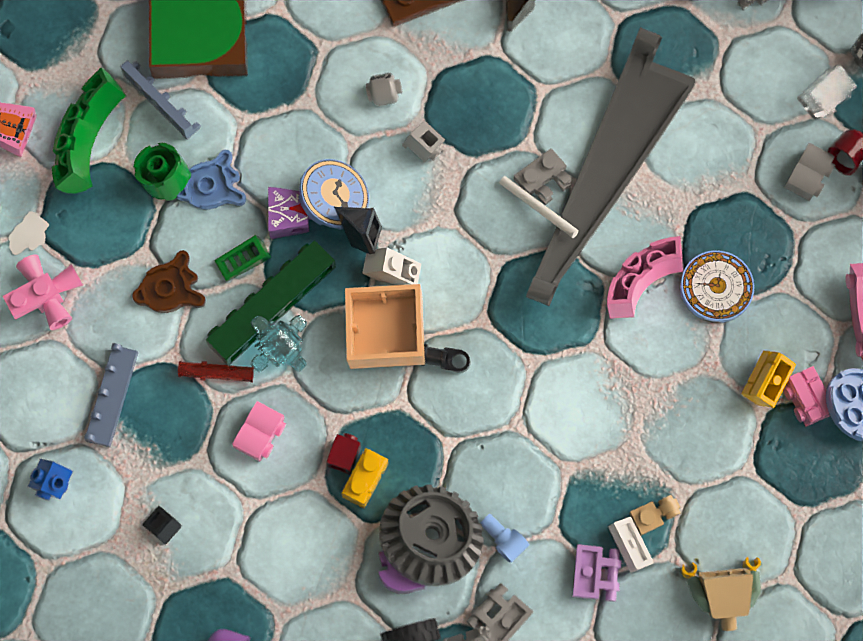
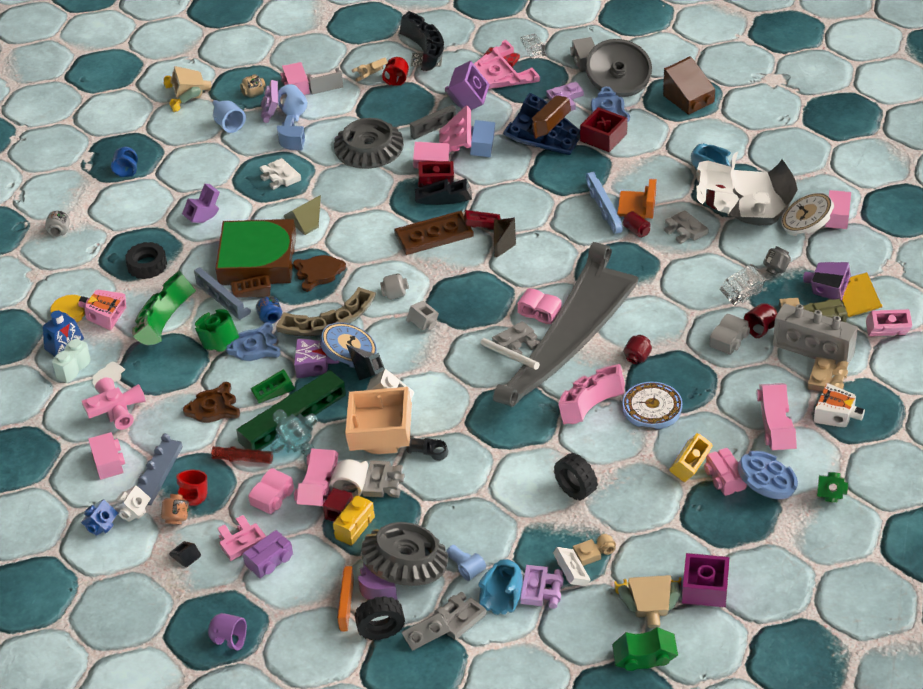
camera: 10 degrees right, 30 degrees down
(44, 375) = (106, 455): none -> bright pink brick
(47, 22) = (145, 250): none -> black tyre
(87, 457) = (132, 503): none -> white brick
(142, 466) = (174, 509): none -> nougat head
(156, 427) = (192, 486): none -> red helmet
(202, 80) = (256, 287): none -> reddish brown slope
(225, 128) = (269, 309): none -> blue head
(232, 509) = (240, 542): none -> bright pink plate
(265, 530) = (268, 554): none -> medium lavender brick
(282, 55) = (318, 270): none -> reddish brown tile
(307, 153) = (311, 326): none -> dark tan brick
(314, 424) = (317, 479): none -> bright pink brick
(353, 413) = (349, 472): none -> white piece
(365, 595) = (345, 598): none -> orange tile
(387, 409) = (377, 479): none -> light grey plate
(551, 580) = (501, 587): none -> dark azure hair
(571, 123) = (539, 306): none -> bright pink brick
(632, 415) = (579, 486): none -> black tyre
(697, 198) = (637, 349): none -> dark red head
(790, 568) = (705, 580): none -> magenta brick

